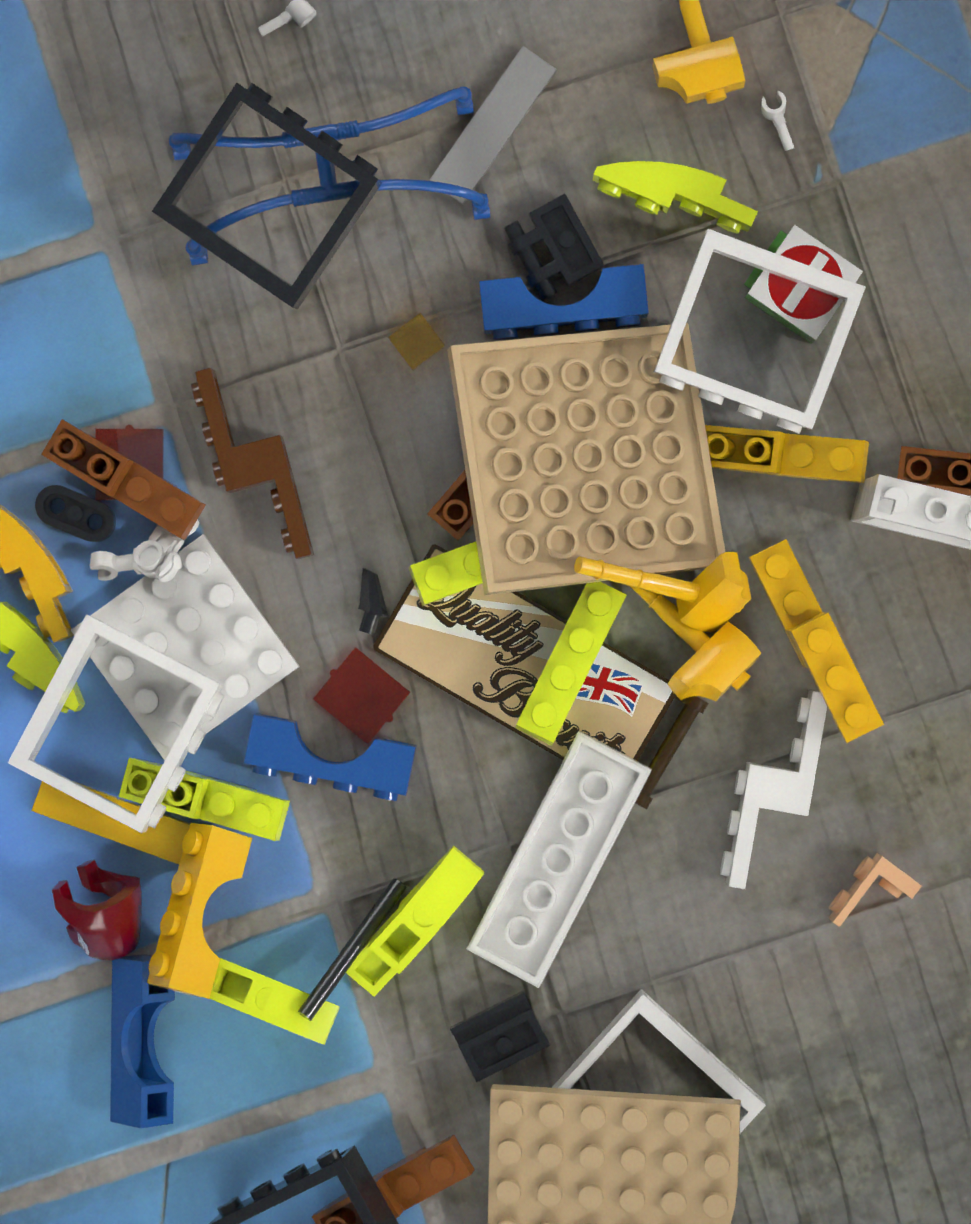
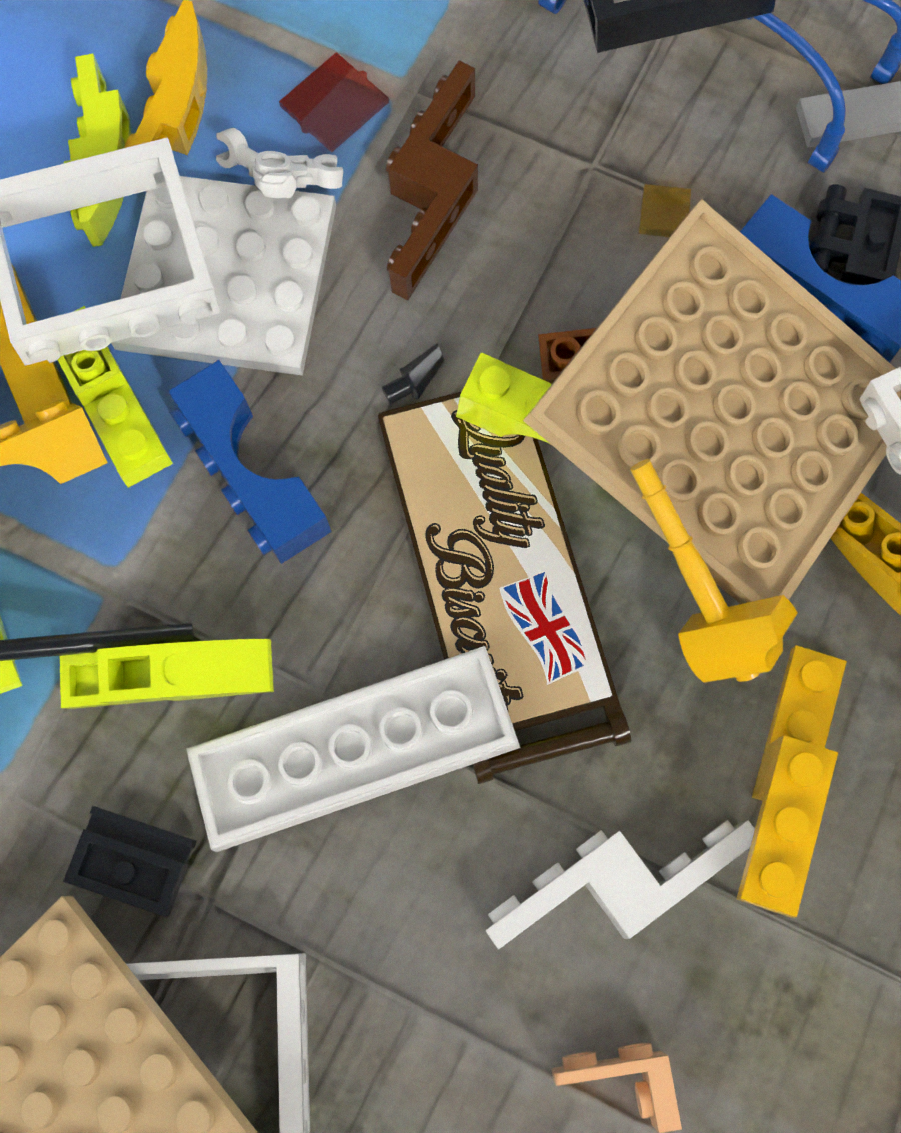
camera: 50 degrees right, 15 degrees down
(76, 513) = (254, 95): black plate -> none
(123, 479) = (316, 93): dark orange slope -> none
(361, 695) = (328, 444): clear red piece -> none
(570, 661) = (501, 584): neon yellow arch -> none
(717, 660) = (674, 704): yellow piece -> none

